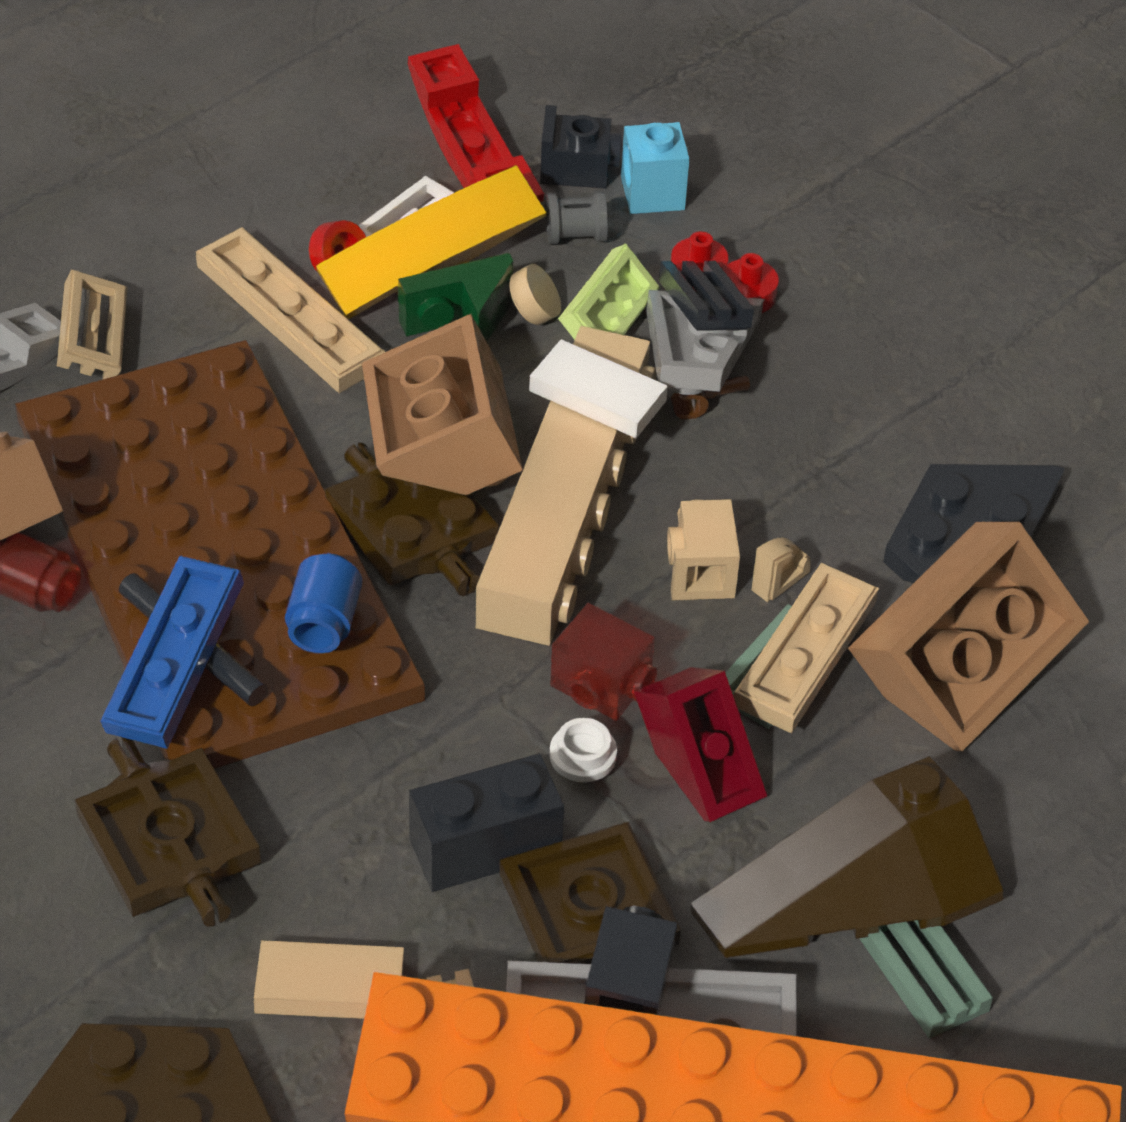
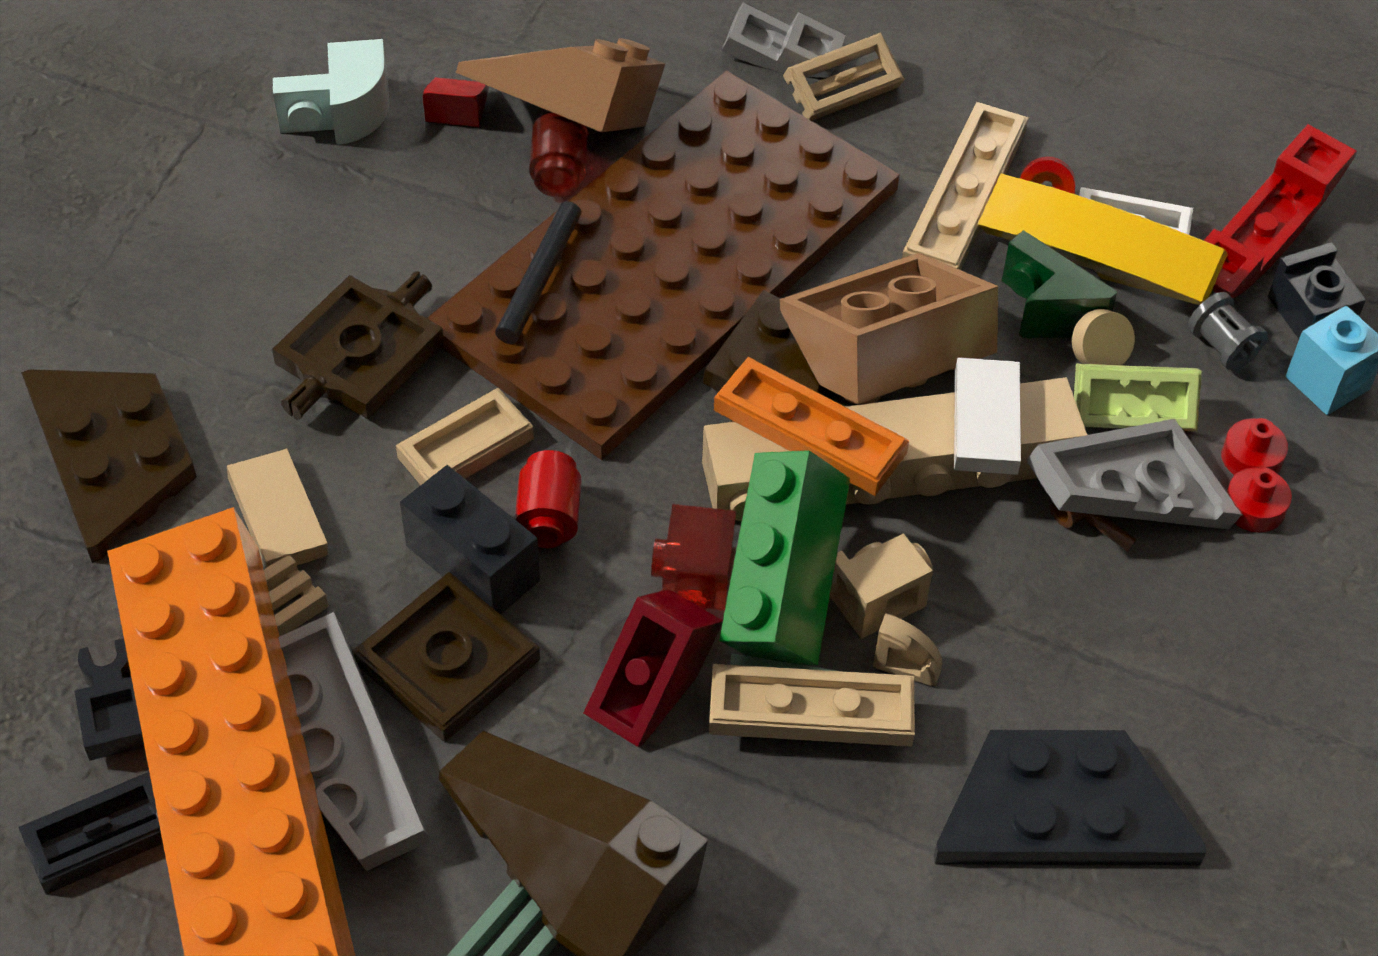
camera: 65 degrees right, 5 degrees up
(172, 652) = (507, 259): blue tile -> none
(323, 602) = (616, 329): blue brick -> none
(341, 795) = (467, 438): none -> tan tile
(463, 741) = (549, 497): none -> red brick
(531, 509) = (809, 421): none -> orange tile
(583, 750) = (600, 586): white plate -> none
(631, 960) = (347, 691): black brick -> none
(668, 583) = (785, 557): none -> green brick
(715, 294) = (1208, 442): black tile -> none
(970, 632) = (904, 832): medium nougat slope -> none

